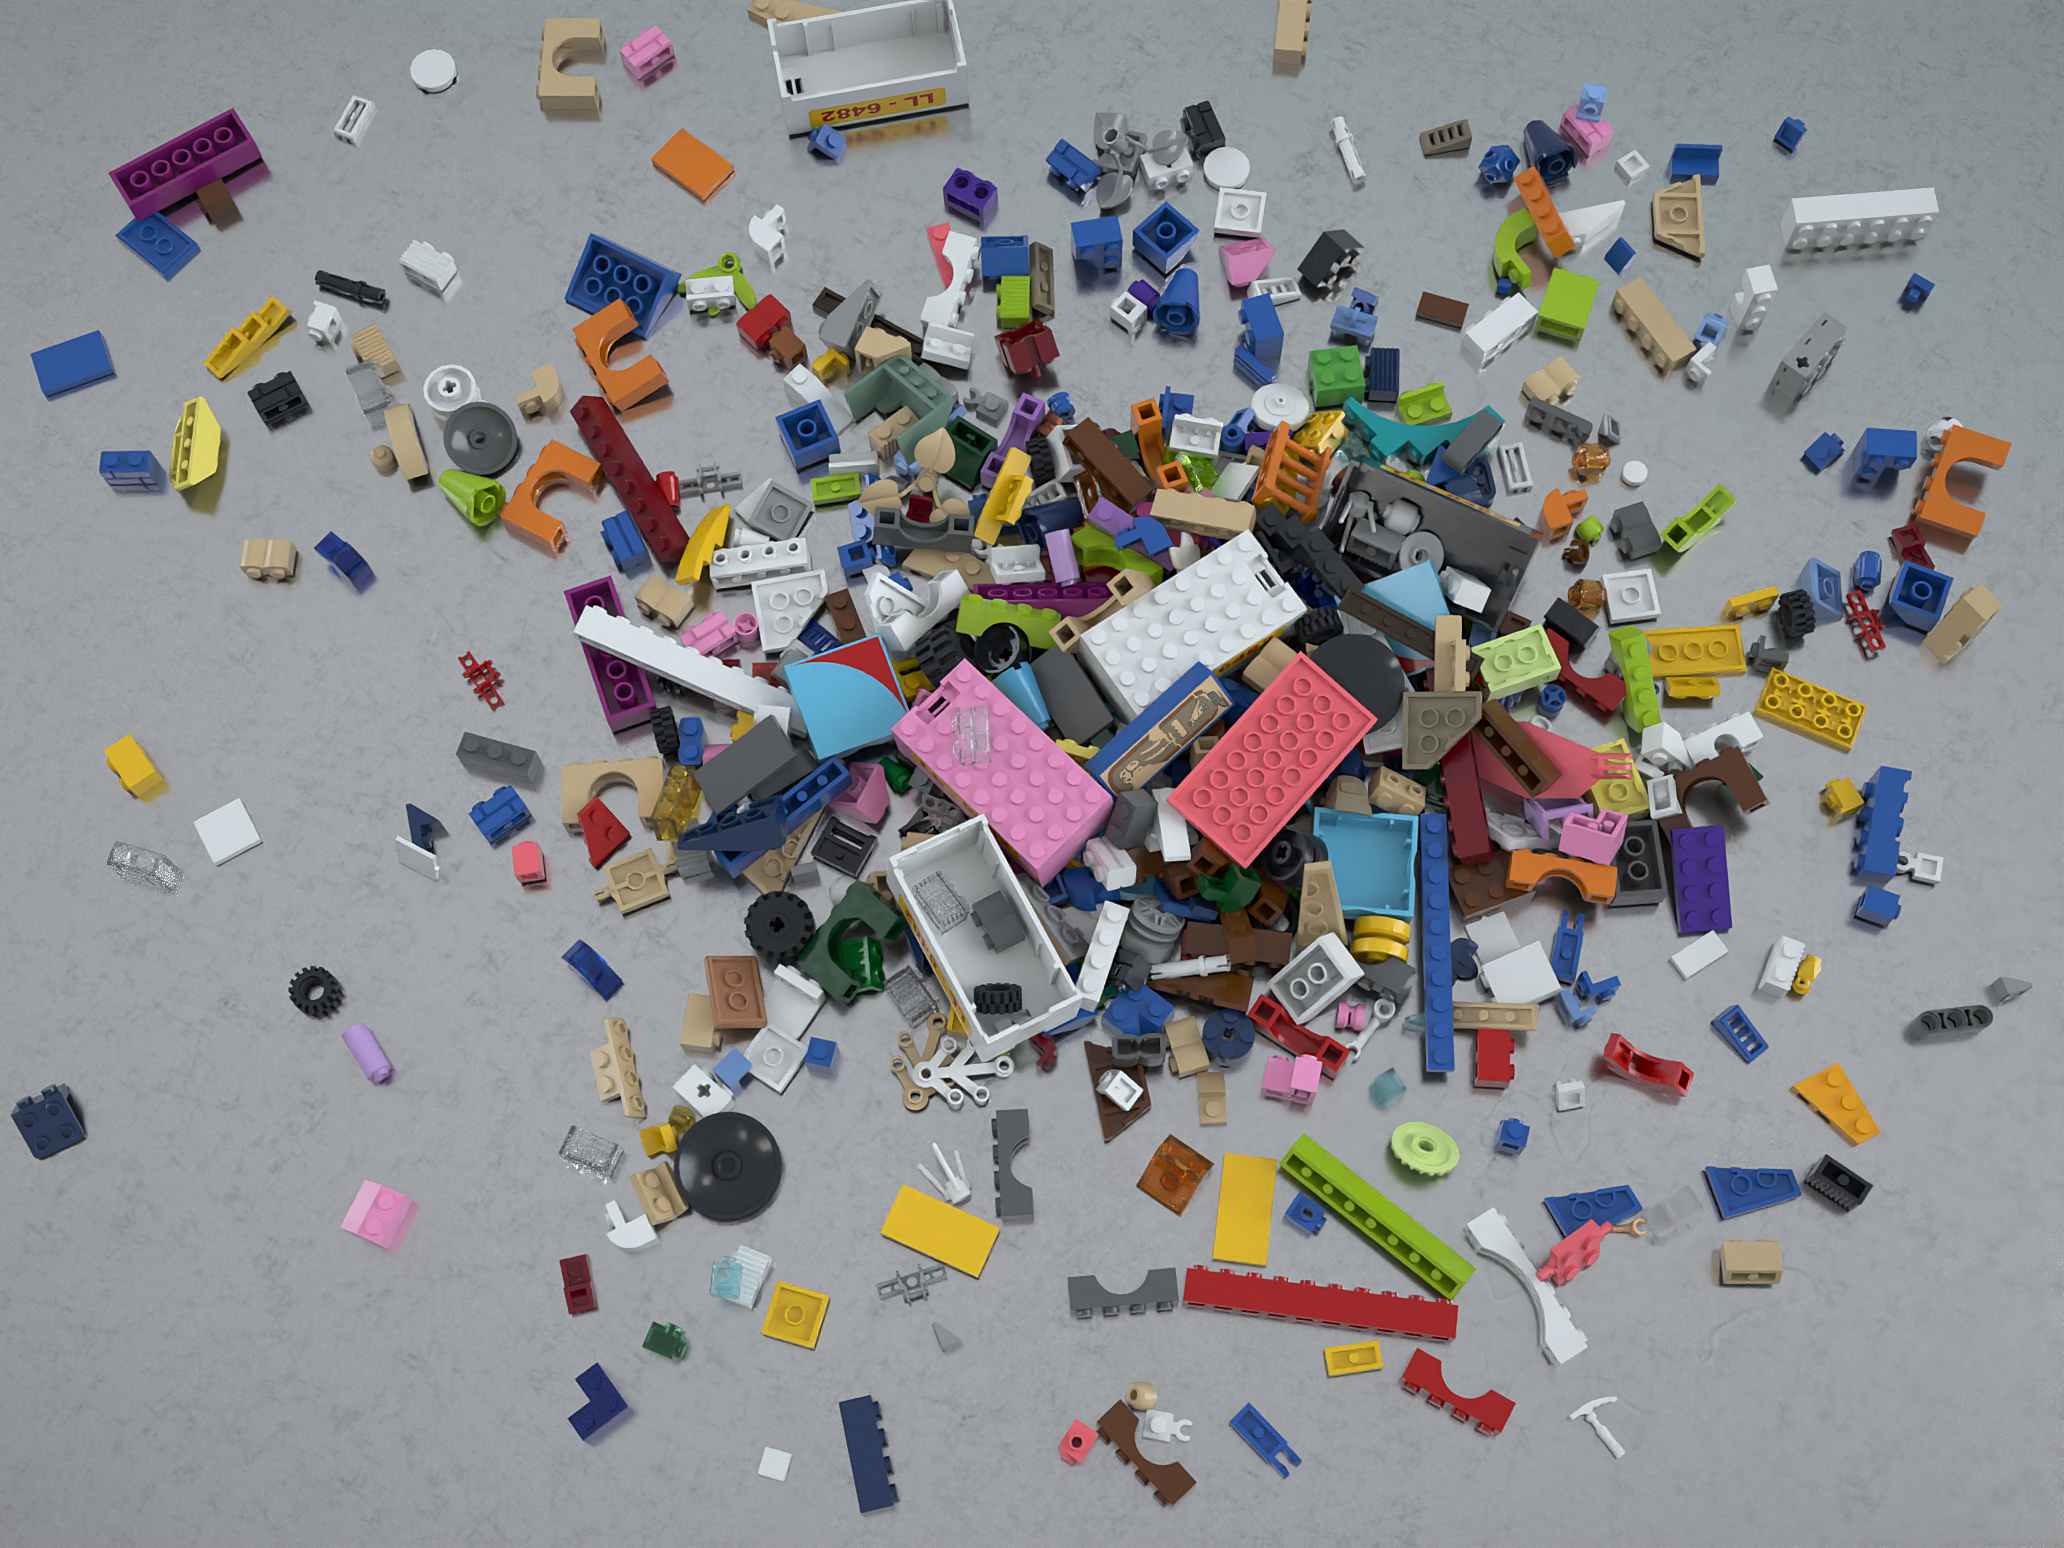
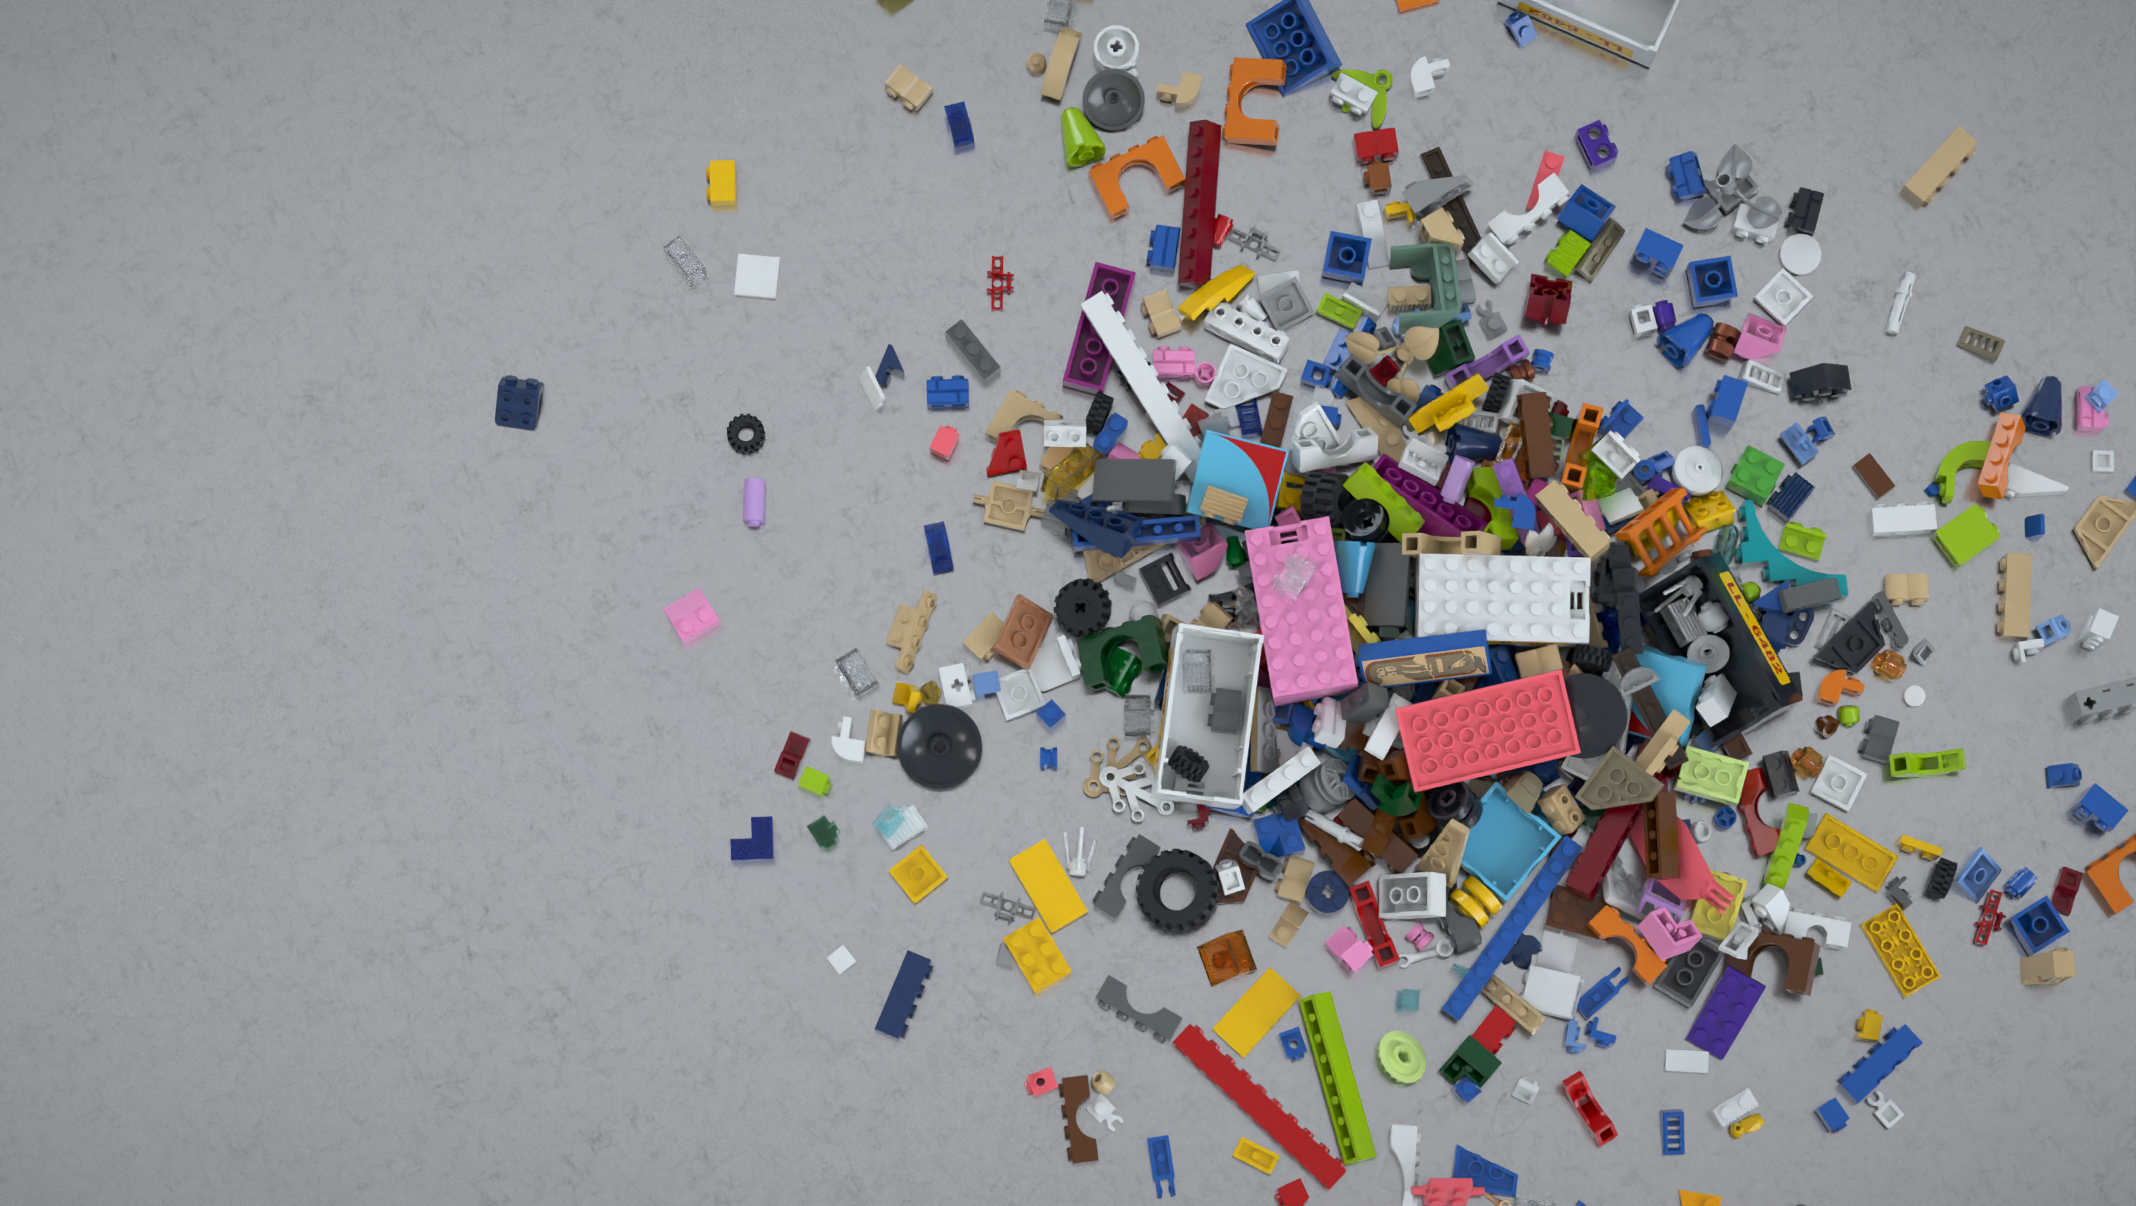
camera: 30 degrees right, 10 degrees up
(620, 1295) = (814, 782): none -> lime brick
(639, 843) = (1028, 480): none -> white tile
(643, 768) = (1064, 433): none -> white brick
(849, 1099) = (1048, 757): none -> blue wheel
(851, 726) = (1223, 504): none -> tan brick
(979, 1311) = (1037, 956): none -> yellow brick
(1042, 1136) = (1156, 873): none -> black tyre
(1215, 282) = (1722, 344): none -> copper wheel
(1379, 612) = (1637, 679): none -> light grey tile
(1496, 1100) = (1470, 1060): none -> dark green brick
(1543, 460) = (1855, 642): none -> black wing

